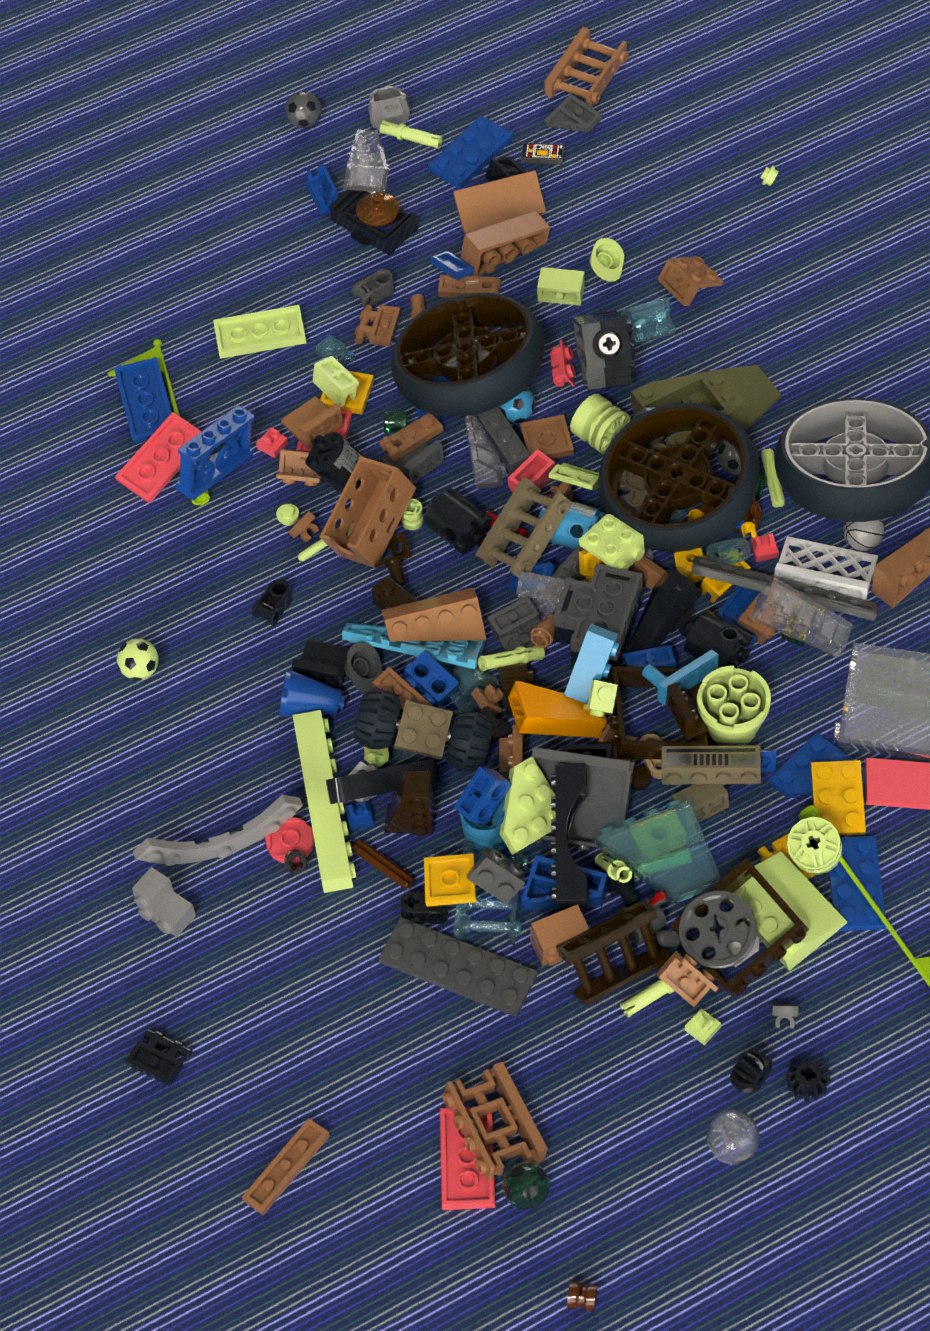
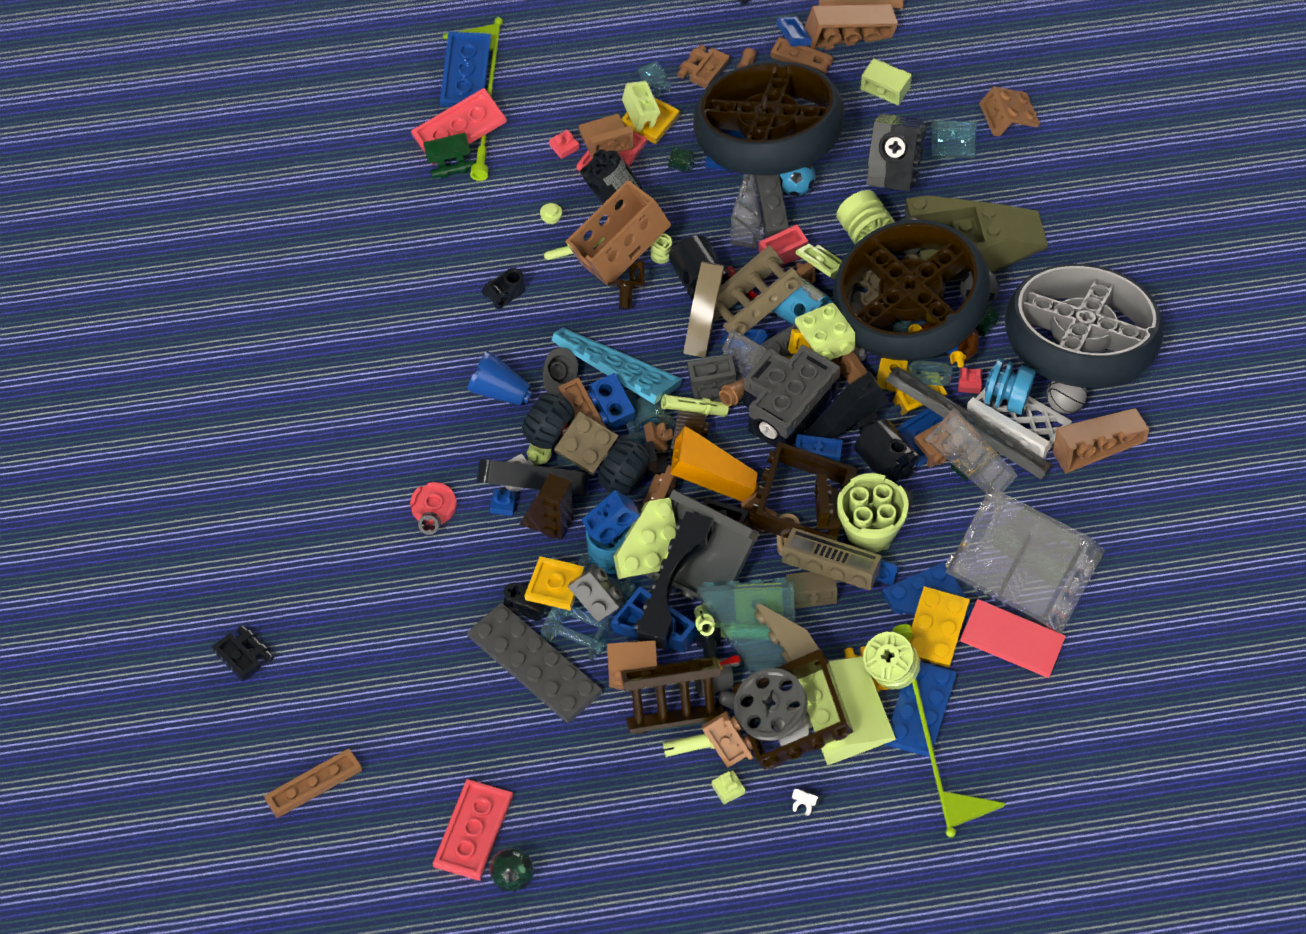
camera: 15 degrees right, 0 degrees up
(137, 659) = (363, 300): yellowish green piece -> none
(158, 483) = (448, 148): none -> dark green plate
(161, 904) = (297, 522): light grey brick -> none
(201, 473) = (490, 152): blue fence -> none
(223, 845) = (369, 488): light grey plate -> none
(259, 331) = (594, 39): yellowish green plate -> none
(293, 468) = (570, 174): medium nougat bracket -> none
(303, 525) = (558, 228): medium nougat tile -> none
(322, 663) = (524, 356): black bracket -> none
(325, 817) = (471, 496): yellowish green brick -> none
(375, 287) = (716, 31): dark grey piece -> none
(383, 864) = (506, 551): reddish brown axle -> none
(390, 594) = (614, 323): dark brown brick -> none
(411, 436) = (690, 177): medium nougat plate -> none
(419, 461) = (684, 199): dark grey bracket -> none
(438, 618) = (642, 349): medium nougat wedge -> none
(482, 559) = (703, 309): none -> dark tan slope
(511, 1111) = (526, 806): medium nougat fence -> none
(549, 436) = (814, 217): medium nougat plate -> none
(562, 357) = (858, 151): coral hinge -> none
(592, 662) = (758, 434): wedge -> none
(601, 698) = (755, 466): yellowish green bracket -> none
(607, 259) = (938, 70): yellowish green piece -> none
(641, 778) = (765, 550): dark brown tile -> none
(685, 677) = (838, 473): dark azure piece -> none
(708, 856) = (791, 637): none -> dark tan slope
(732, 1136) = (713, 891): clear cylinder -> none
(751, 1071) = (751, 839): black gear -> none
(769, 175) = (1125, 37): yellowish green plate -> none
(773, 482) = (1001, 338): yellowish green axle -> none
(804, 1070) = (791, 863): black gear -> none
(810, 540) = (1009, 386): none -> dark azure wheel

